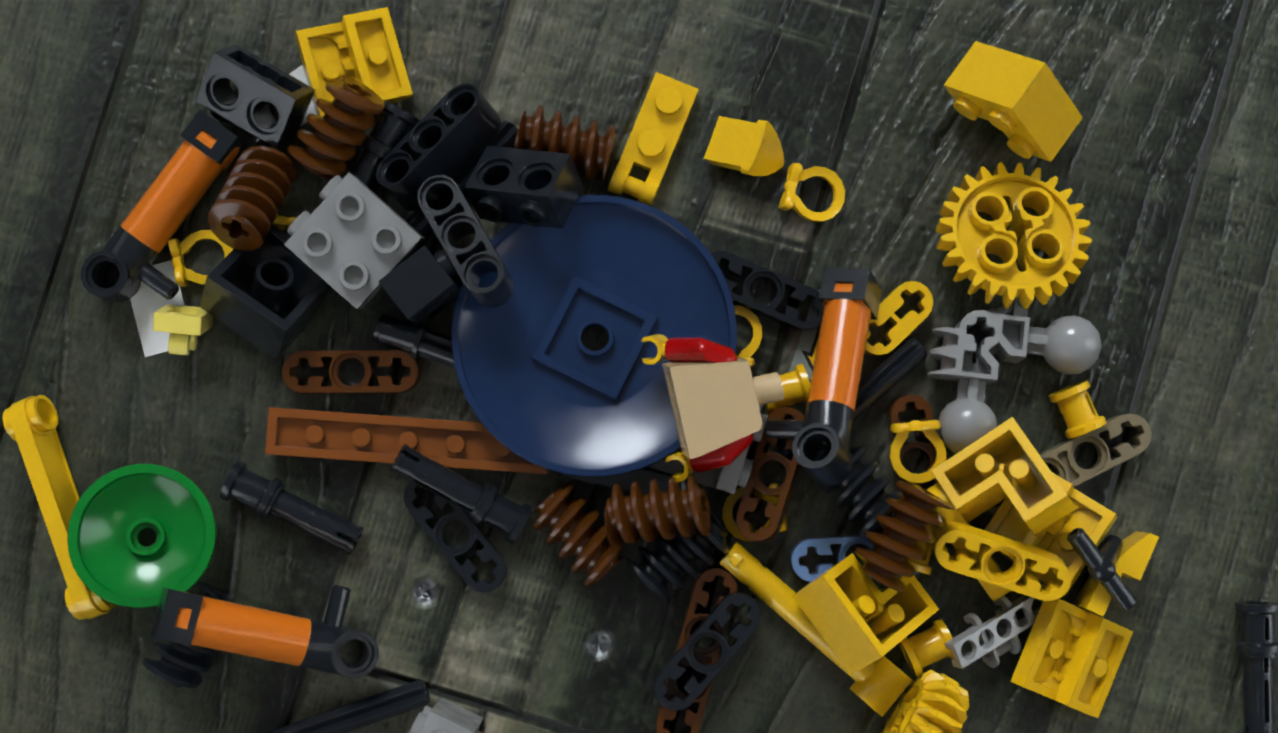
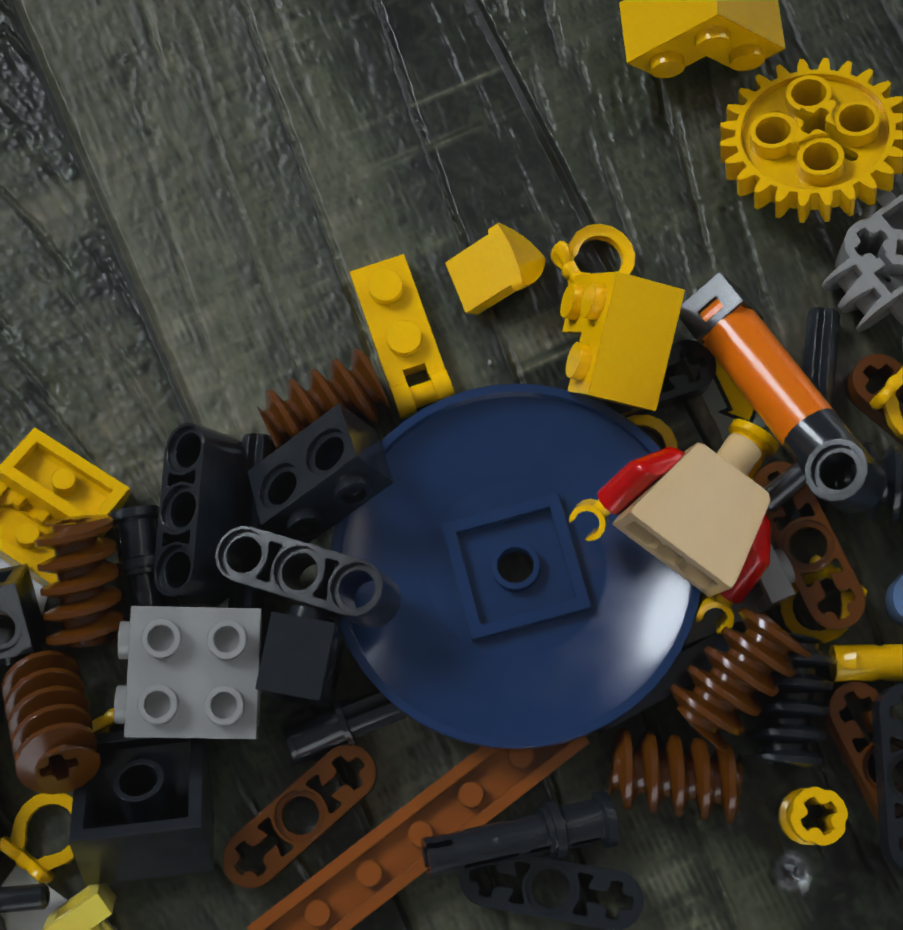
camera: 35 degrees left, 10 degrees down
(644, 634) = (830, 822): none -> yellow bush
(773, 259) = (623, 334): none -> yellow brick
(904, 326) = (792, 301): yellow beam -> none

